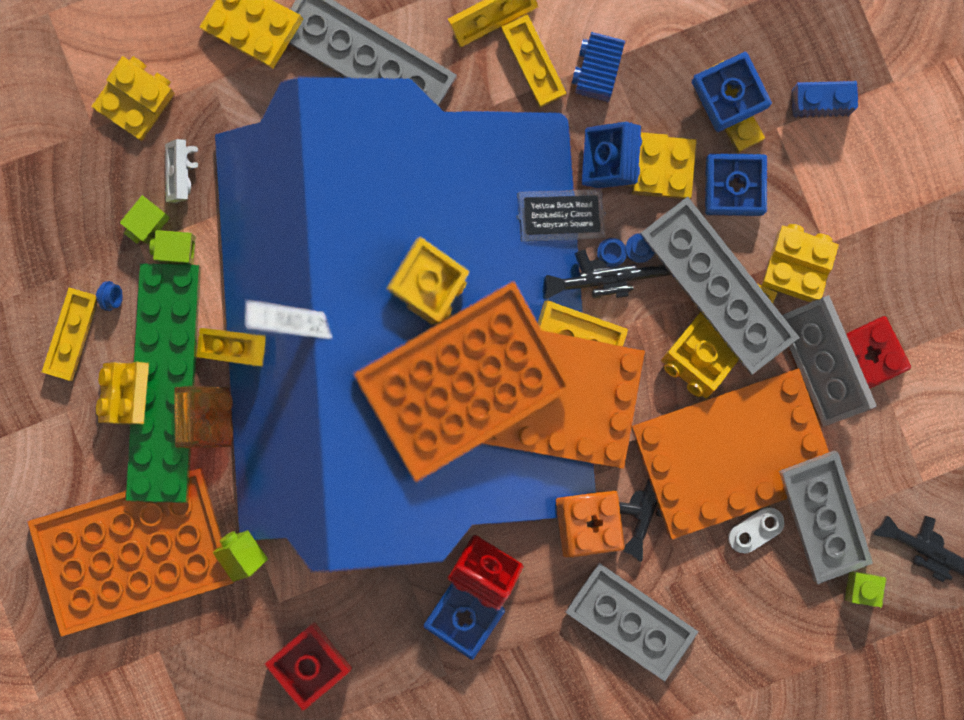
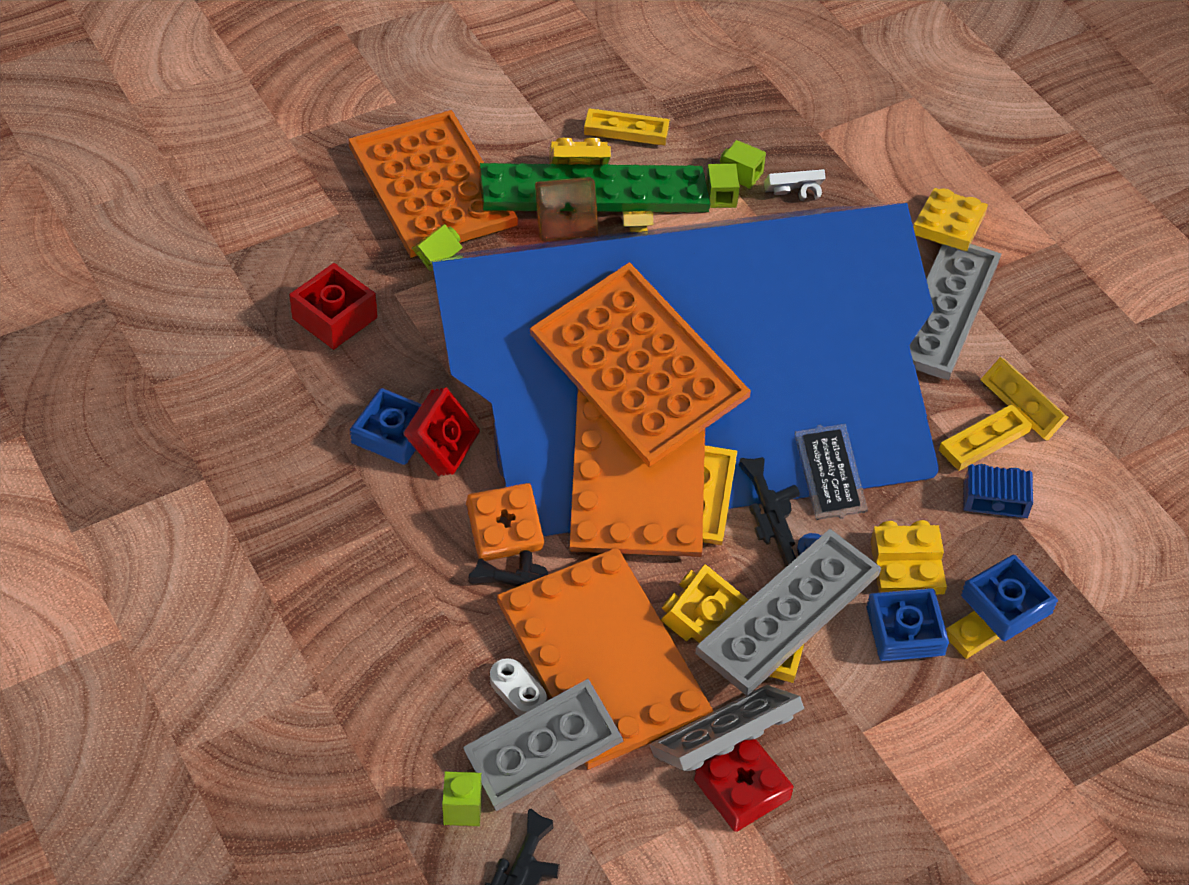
camera: 80 degrees right, 35 degrees down
(109, 296) = (667, 146): blue plate -> none
(133, 97) = (855, 151): yellow plate -> none
(287, 320) = (671, 201): white sticker -> none
(428, 281) = (735, 327): yellow plate -> none
(611, 155) = (911, 500): blue brick -> none
(612, 252) = (802, 522): blue plate -> none
(631, 621) = (400, 575): light grey plate -> none
(800, 263) = (835, 695): yellow plate -> none
(824, 98) = (1031, 703): blue brick -> none

